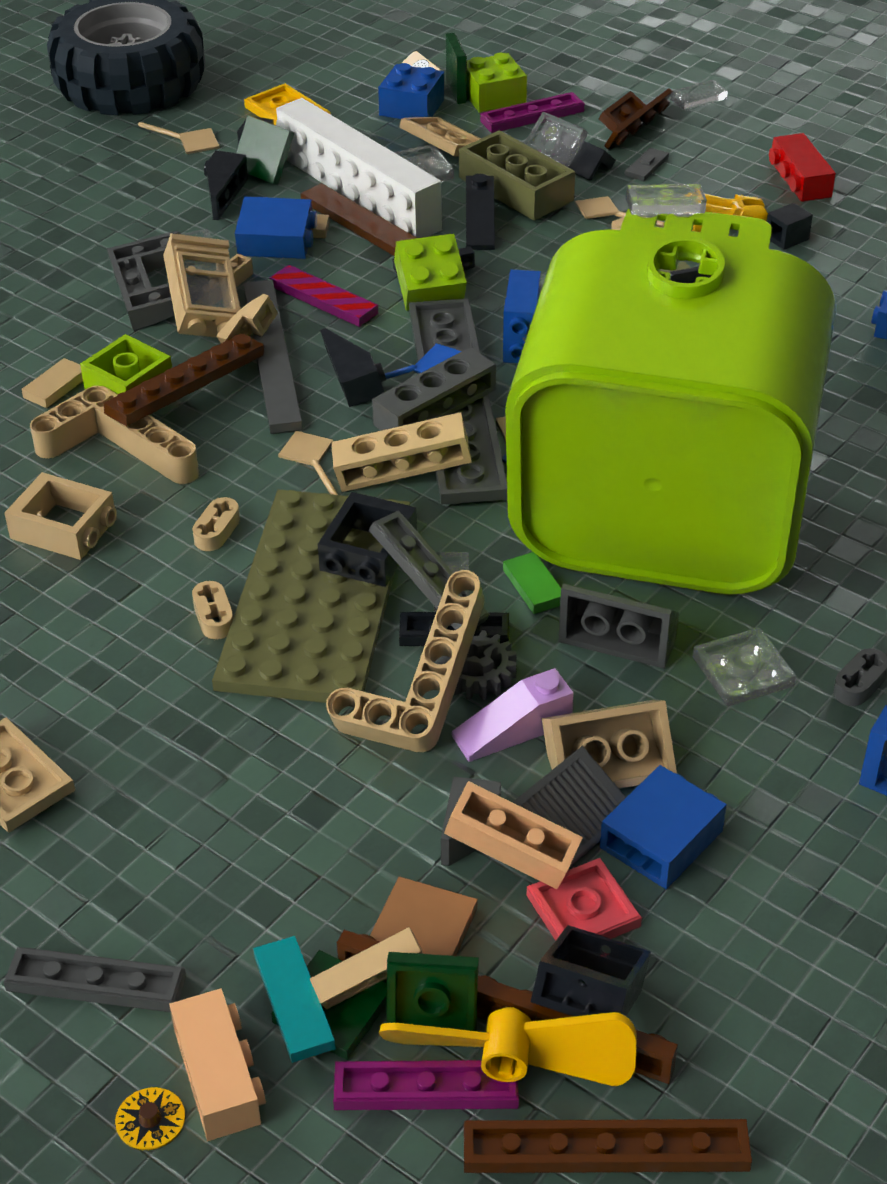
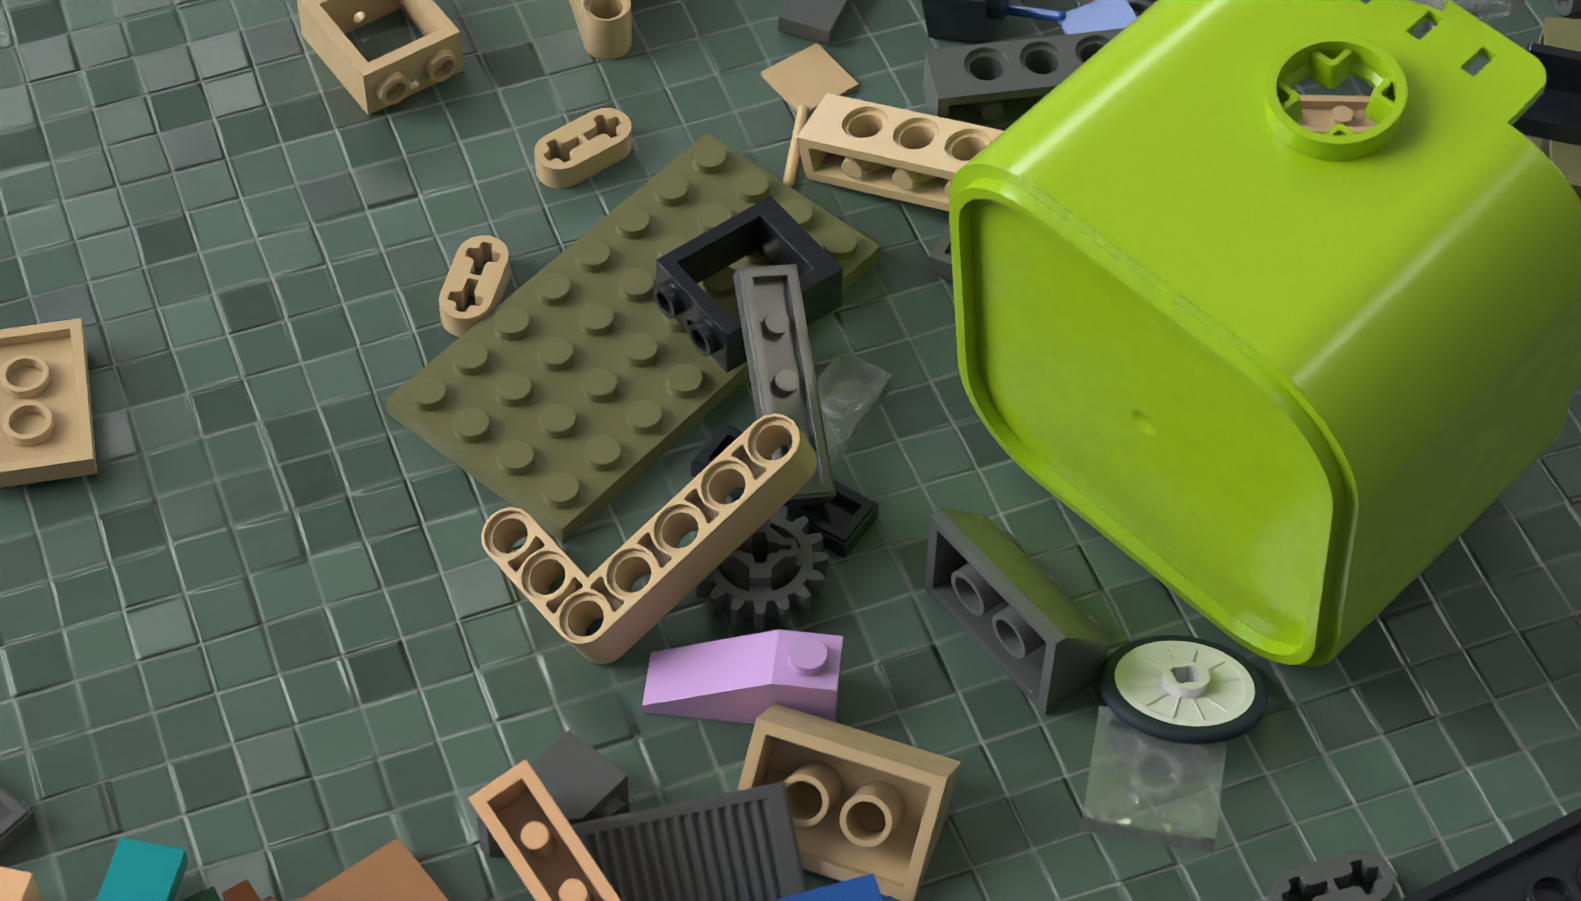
camera: 30 degrees right, 10 degrees up
(533, 582) = (959, 466): bright green tile -> none
(724, 622) = (1183, 689): none -> white wheel

